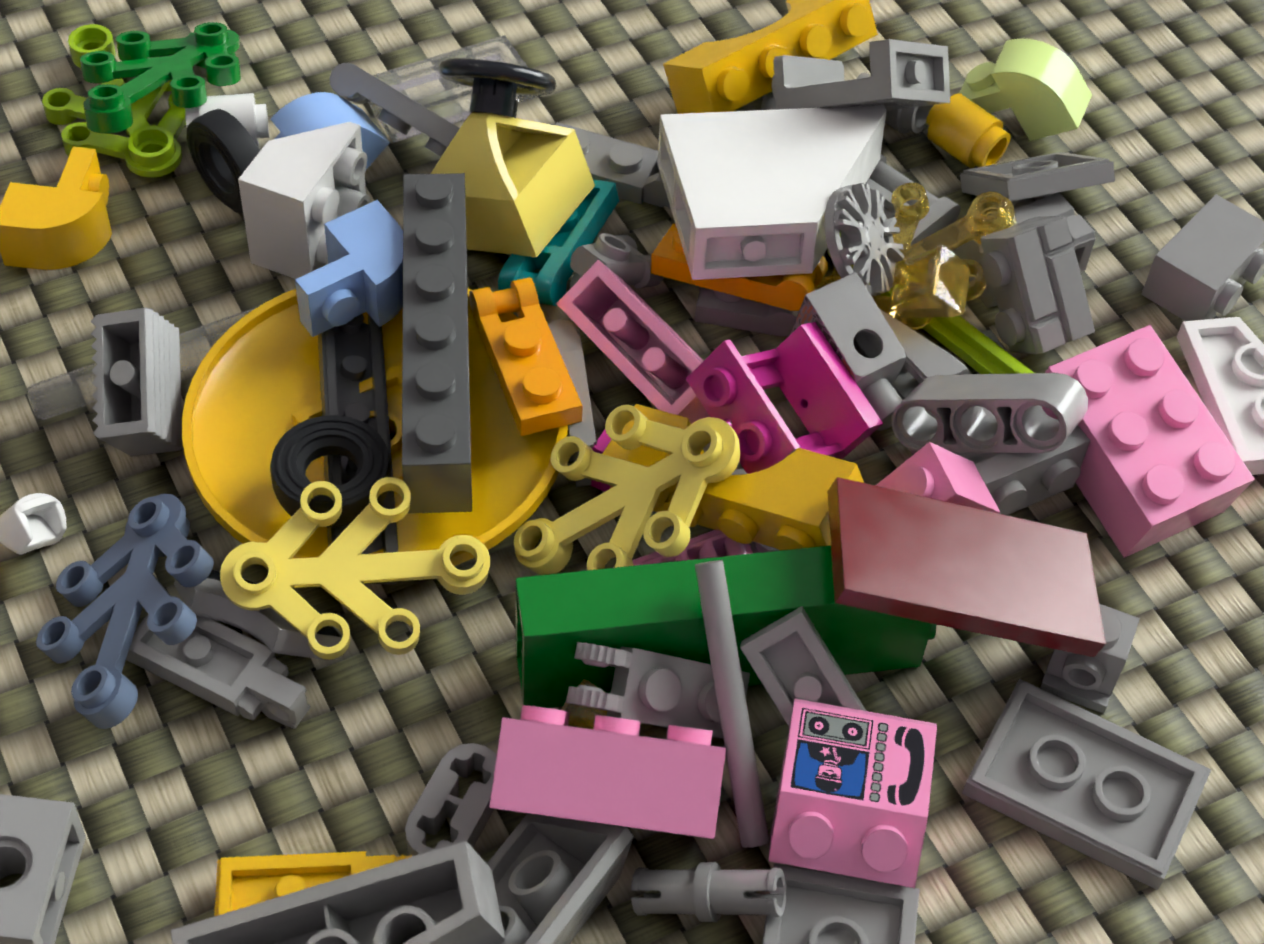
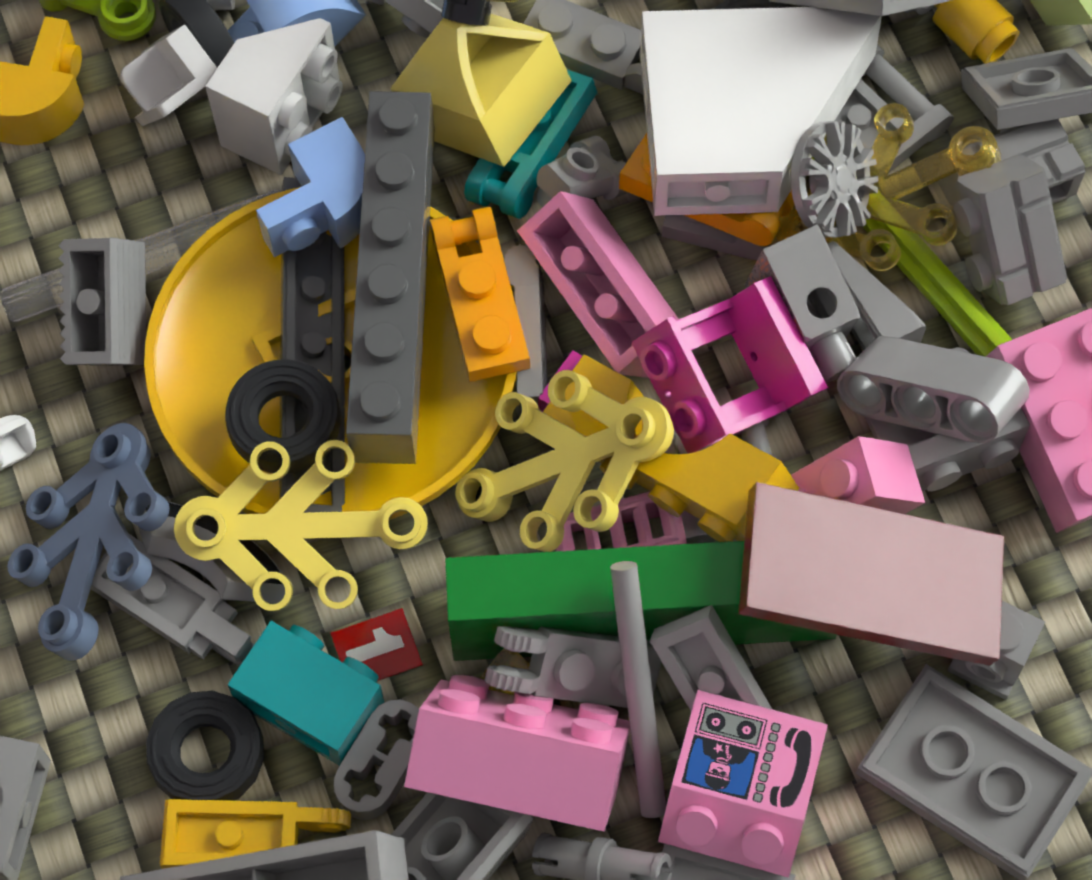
camera: 10 degrees right, 15 degrees up
(199, 186) = (167, 74): none -> white panel
(252, 770) = (198, 711): none -> black tyre
(367, 741) = (307, 690): none -> teal brick
(440, 703) = (380, 643): none -> red sticker
(930, 285) = (897, 233): clear yellow slope -> none

